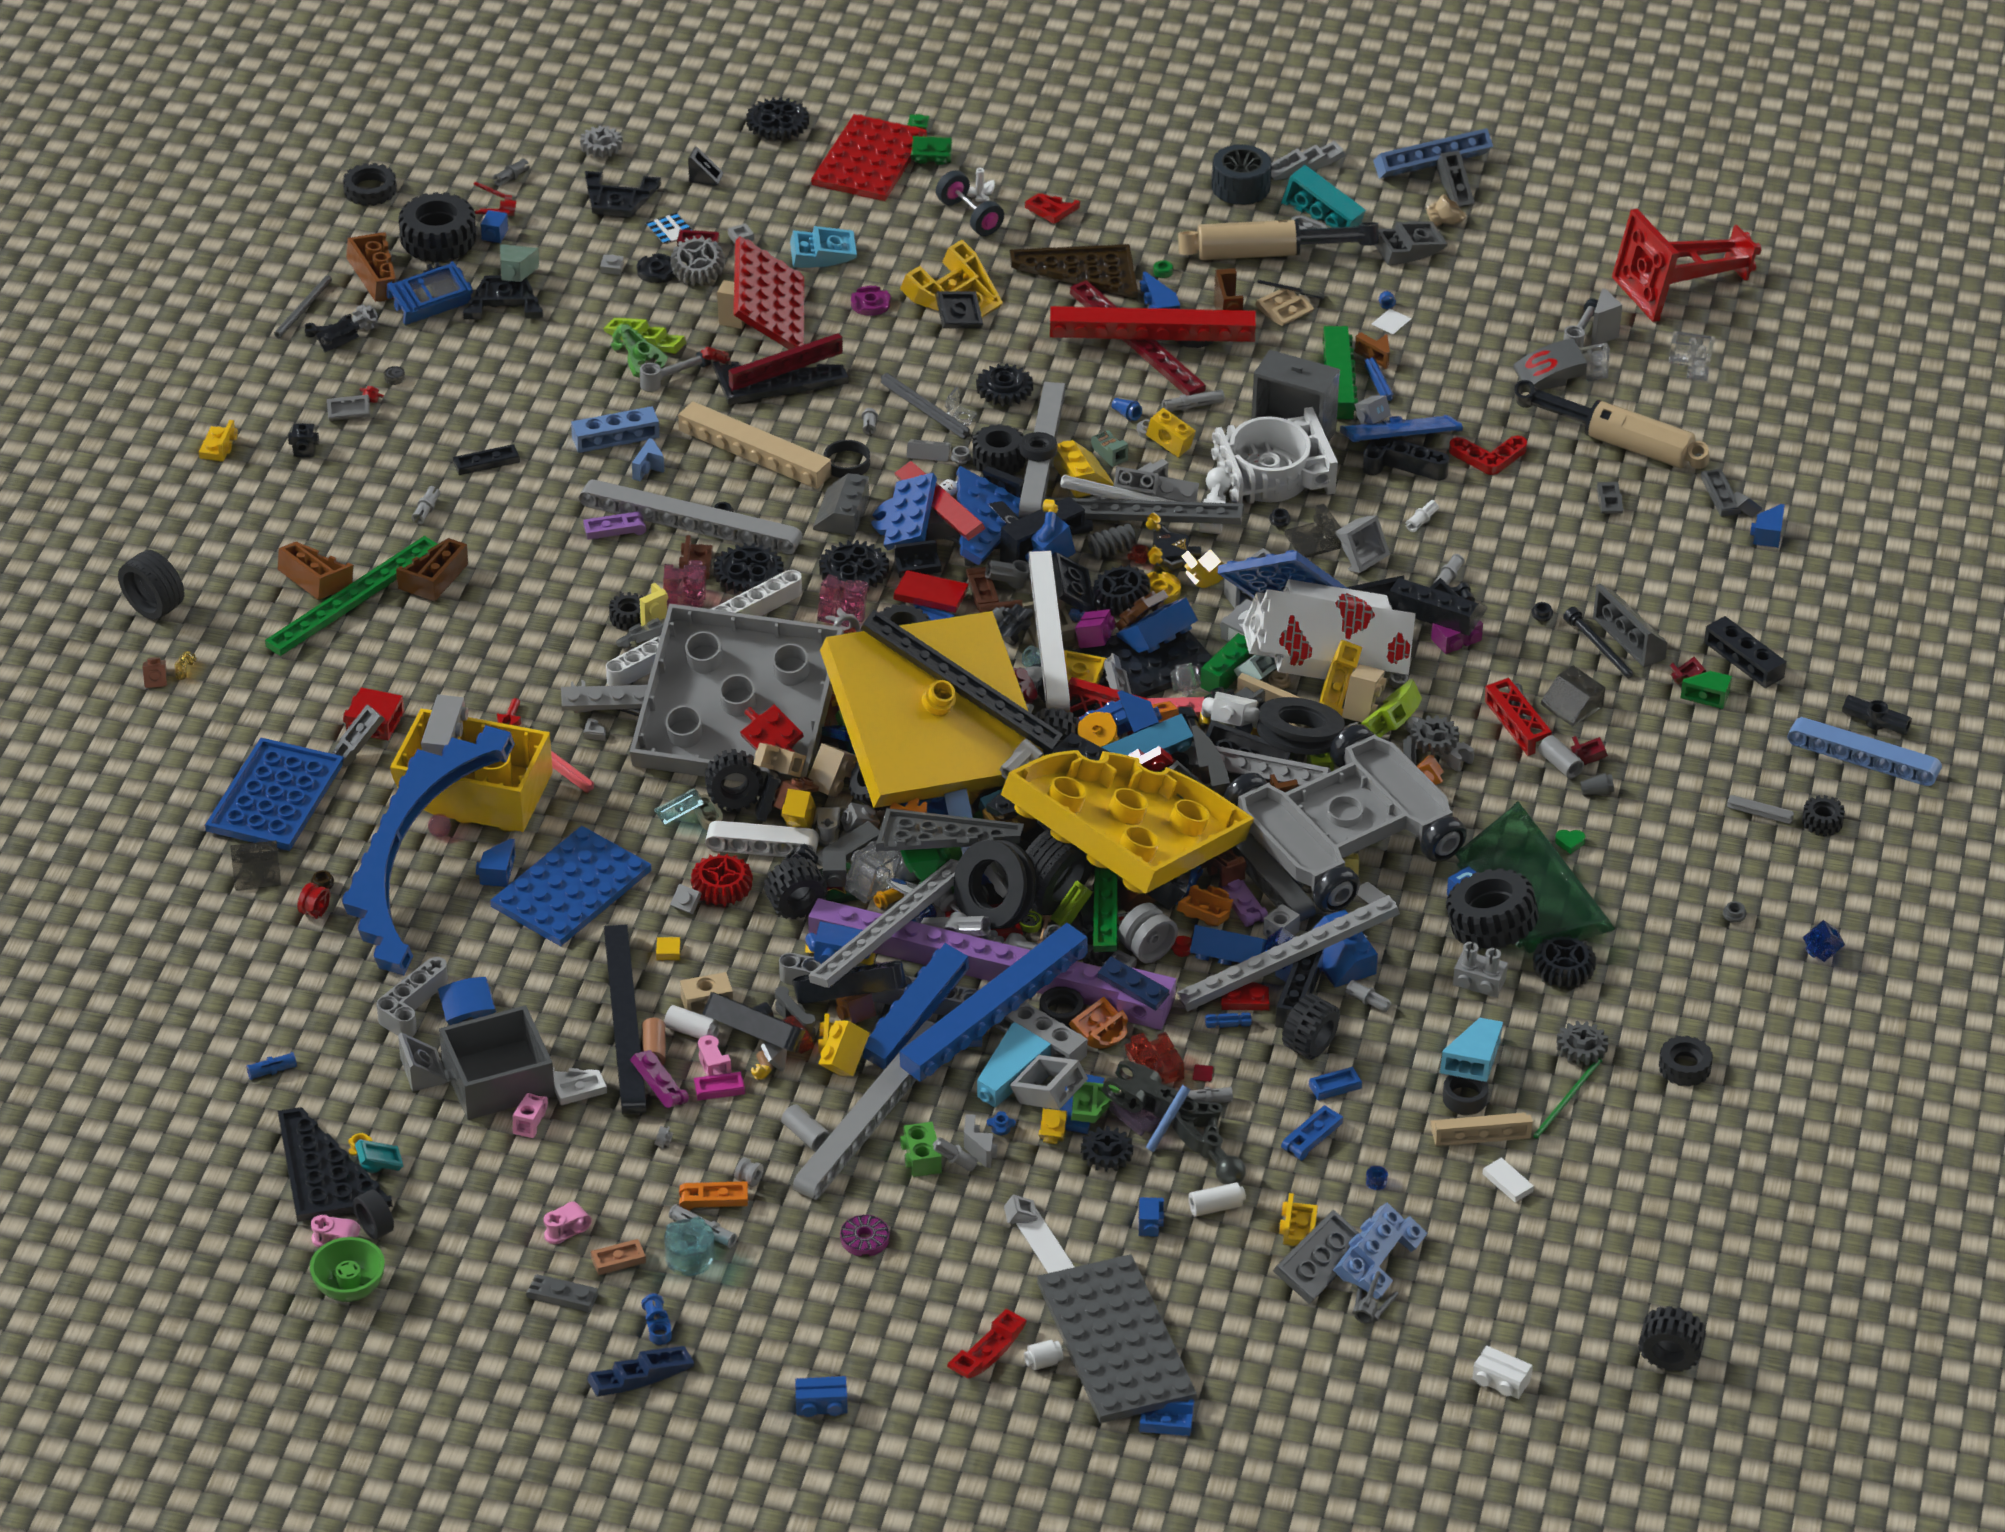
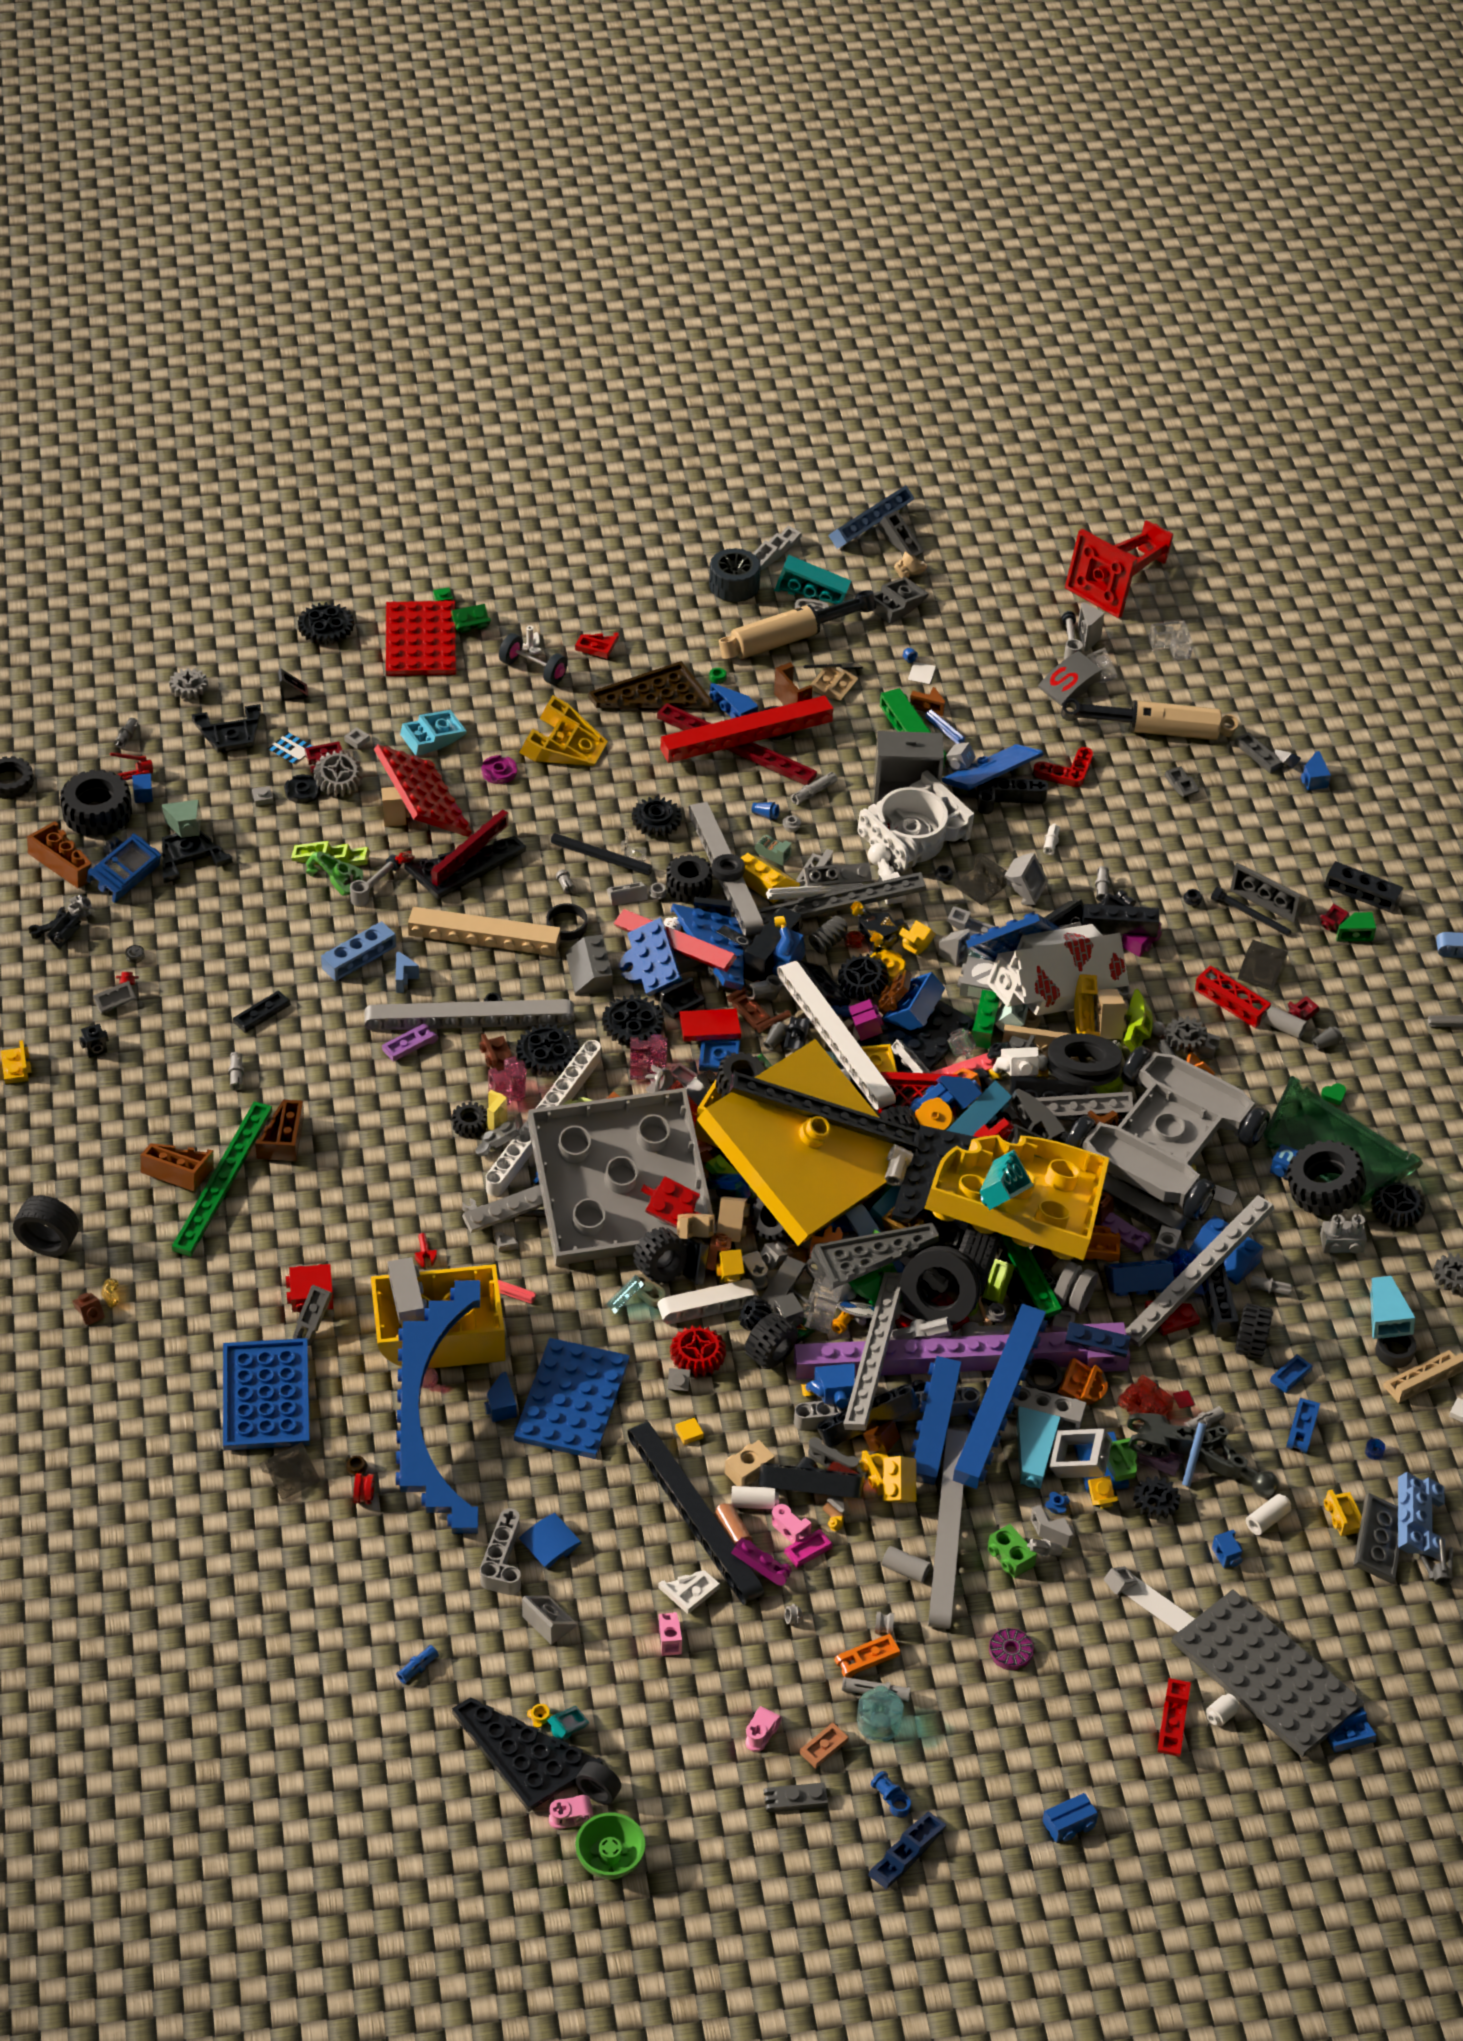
camera: 25 degrees left, 5 degrees up
(302, 306) = (15, 911): dark grey piece -> none
(496, 1061) = (617, 1594): dark grey container -> none
(959, 310) = (580, 758): black tile -> none
(1098, 792) = (1004, 1180): none -> teal wedge
(1170, 432) = (817, 822): yellow brick -> none
(1182, 946) = (1102, 1288): red plate -> none
(1228, 1020) = (1176, 1344): blue axle -> none

